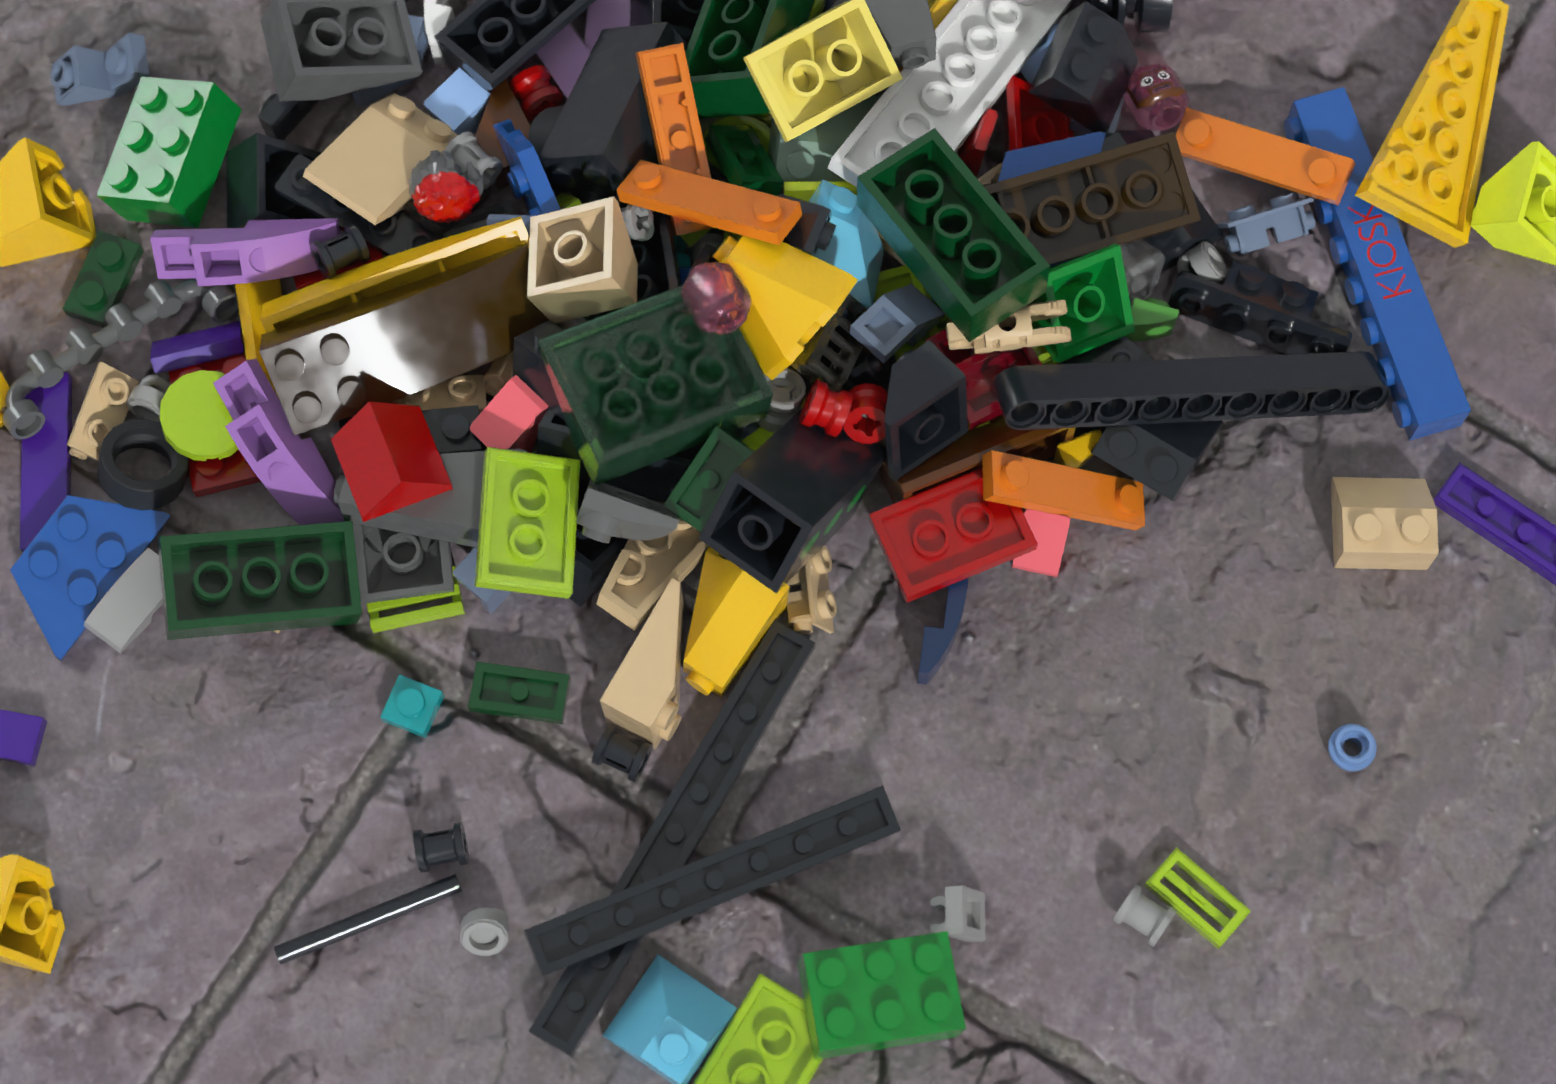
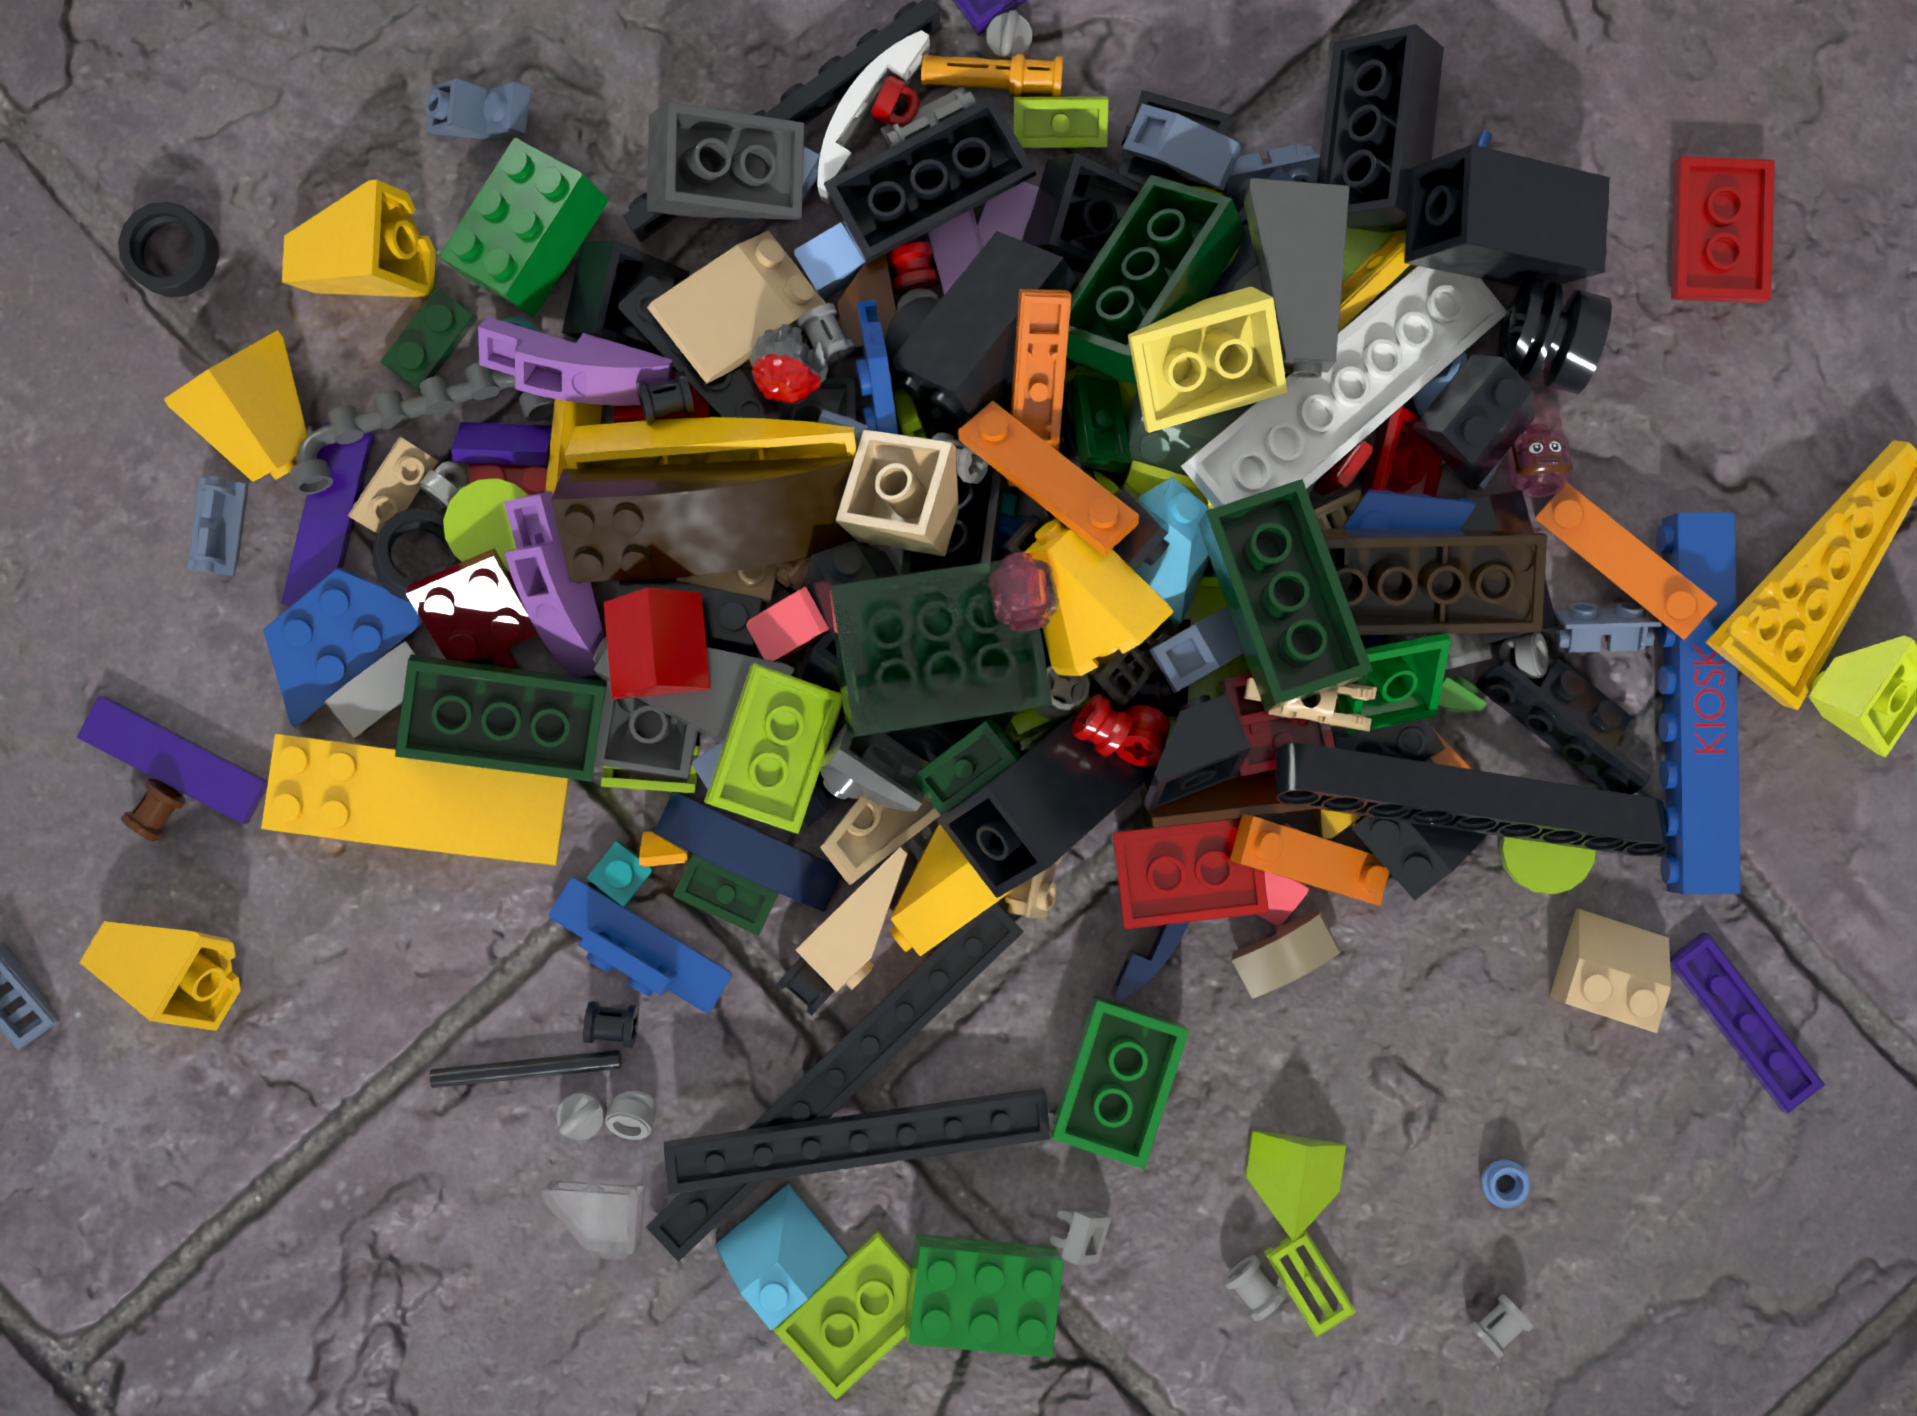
camera: 15 degrees right, 15 degrees up
(193, 690) = (412, 803): none -> yellow slope
(208, 488) = (473, 610): none -> dark red plate
(435, 947) = (581, 1115): none -> light grey tile
(448, 671) = (659, 851): none -> light orange slope
(449, 766) = (638, 948): none -> blue bracket
(481, 1033) = (599, 1215): none -> clear slope
(529, 645) = (747, 851): none -> dark blue slope
(948, 751) = (1119, 1082): none -> green brick
(1070, 593) = (1287, 956): none -> dark tan slope
(1147, 795) = (1294, 1176): none -> lime slope
(1284, 442) = (1544, 865): none -> lime tile
(1394, 881) = (1501, 1326): none -> light grey bush

